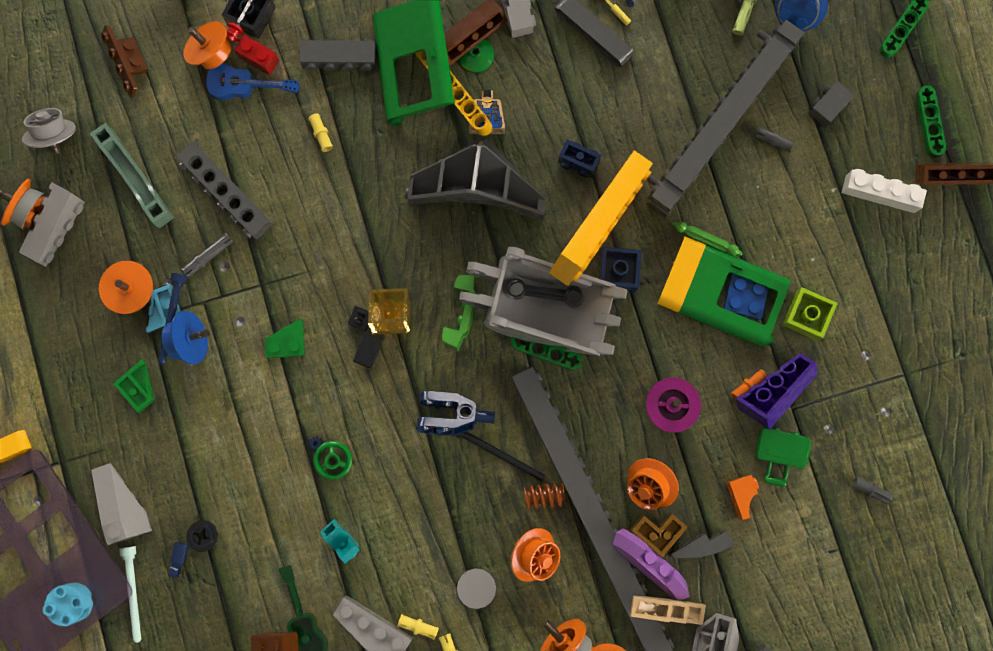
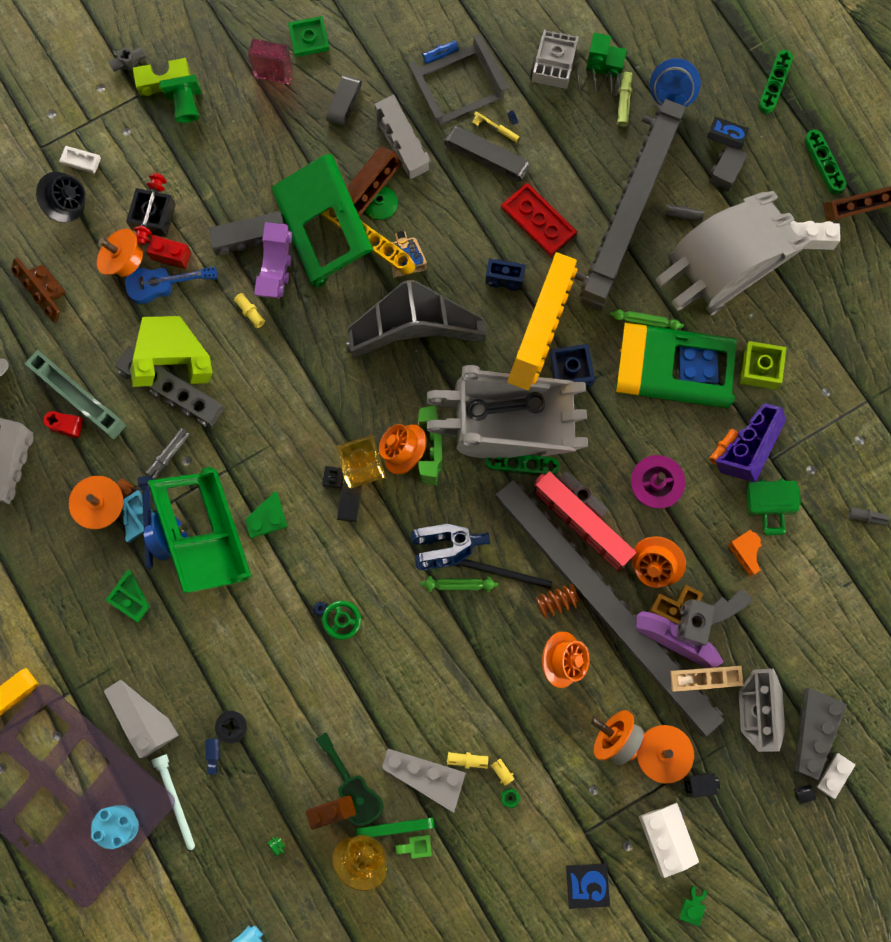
camera: 15 degrees left, 5 degrees down
(116, 202) = (66, 424): none -> red piece
(158, 278) = (126, 487): none -> dark orange hose
(218, 369) = (203, 559): none -> green piece
(230, 145) = (168, 342): none -> lime wedge
(340, 541) = (369, 695): teal brick -> none
(356, 92) = (275, 261): none -> medium lavender brick
(433, 308) = (402, 447): none -> orange piece
(454, 454) = (458, 584): none -> bright green wheel
(476, 588) = (515, 708): light grey tile -> none
(588, 388) = (591, 501): none -> dark grey piece
(590, 425) = (583, 521): none -> coral brick
(628, 110) = (538, 219): none -> red tile
(680, 551) = (703, 615): none -> dark grey brick
(812, 192) = (732, 251): none -> light grey piece
(840, 68) = (728, 133): none -> black tile

